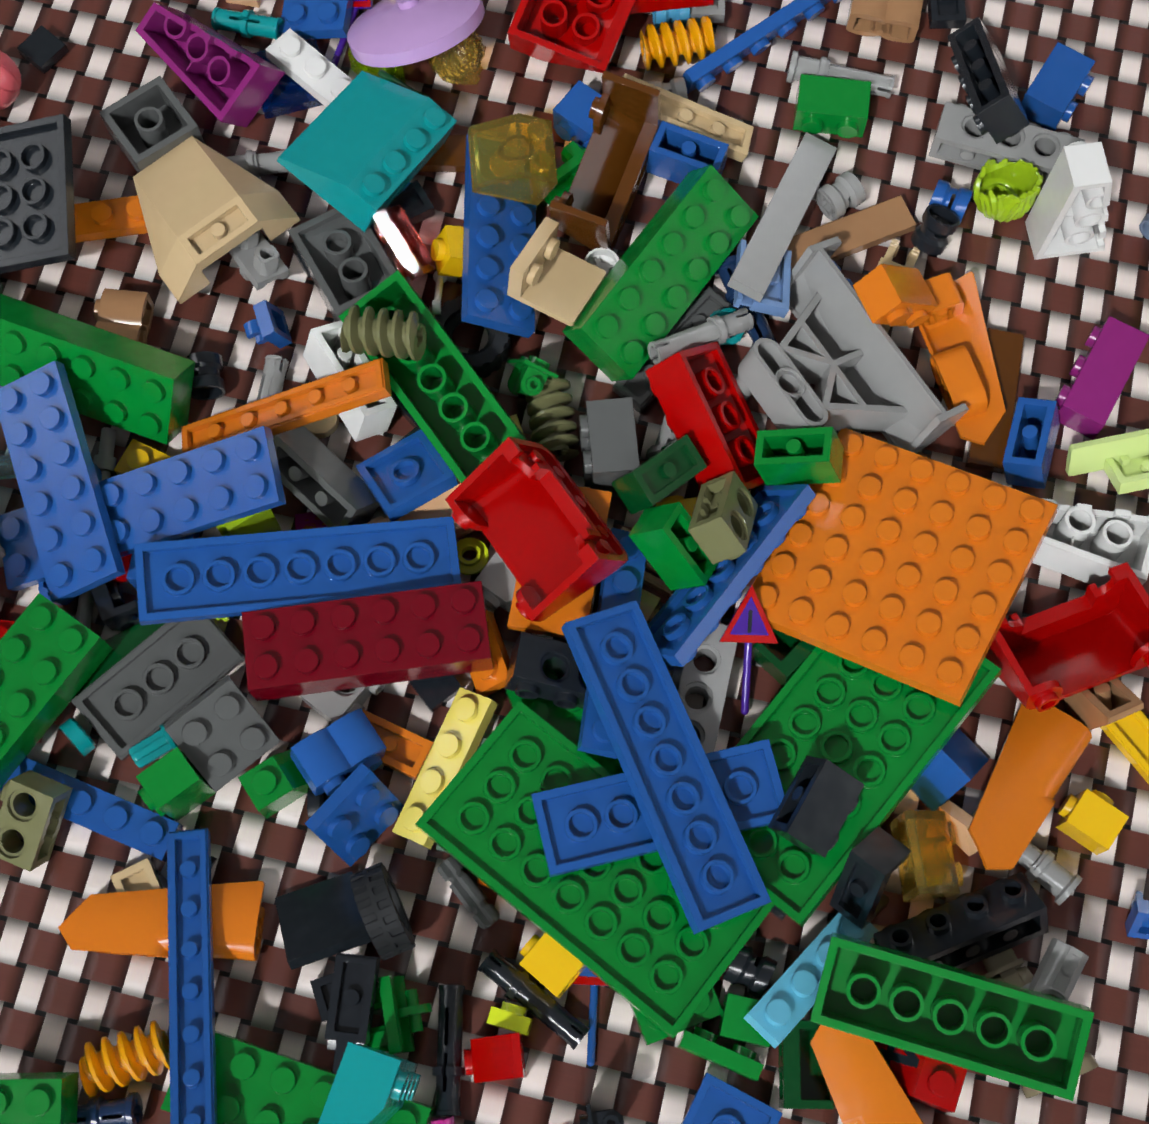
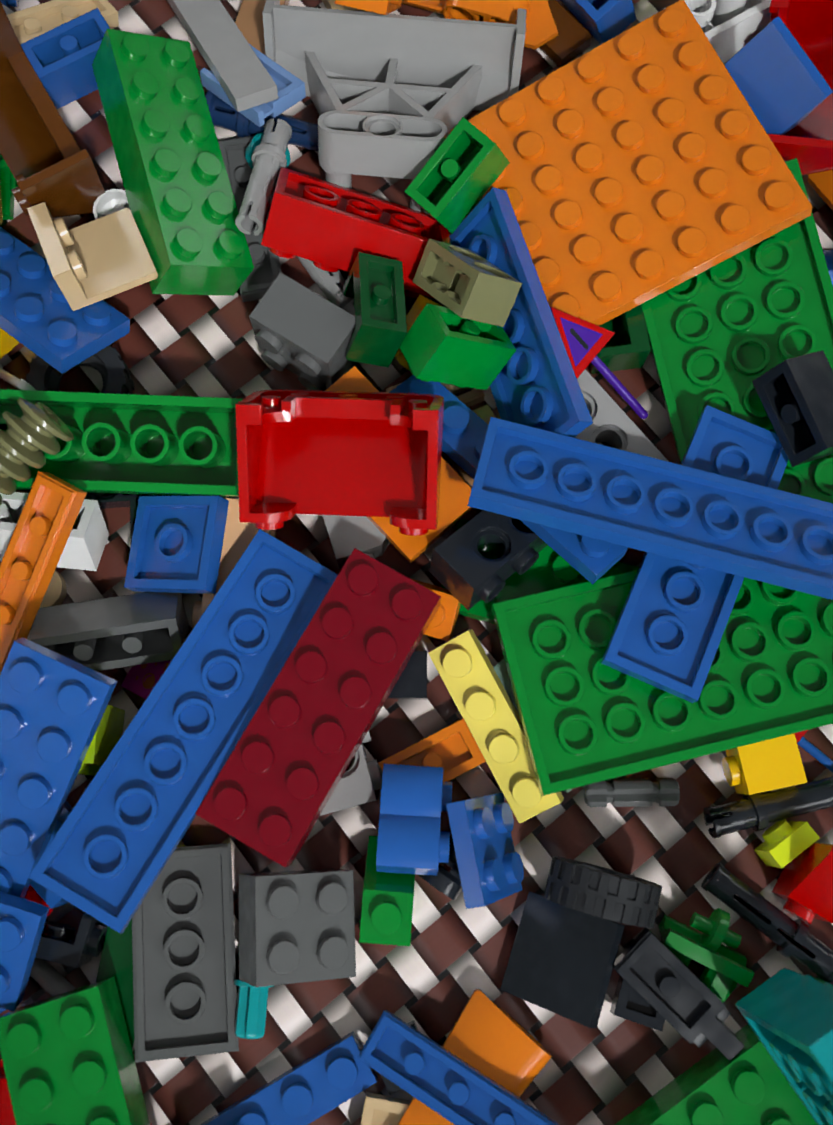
camera: 55 degrees left, 5 degrees up
(77, 736) = (178, 1081): teal tile -> none
(173, 786) = (314, 1020): green brick -> none
(479, 562) = (307, 534): plate -> none
(528, 375) = (171, 356): green hinge -> none
(549, 419) = (224, 370): olive piece -> none
(1043, 612) = (777, 78): none -> blue slope

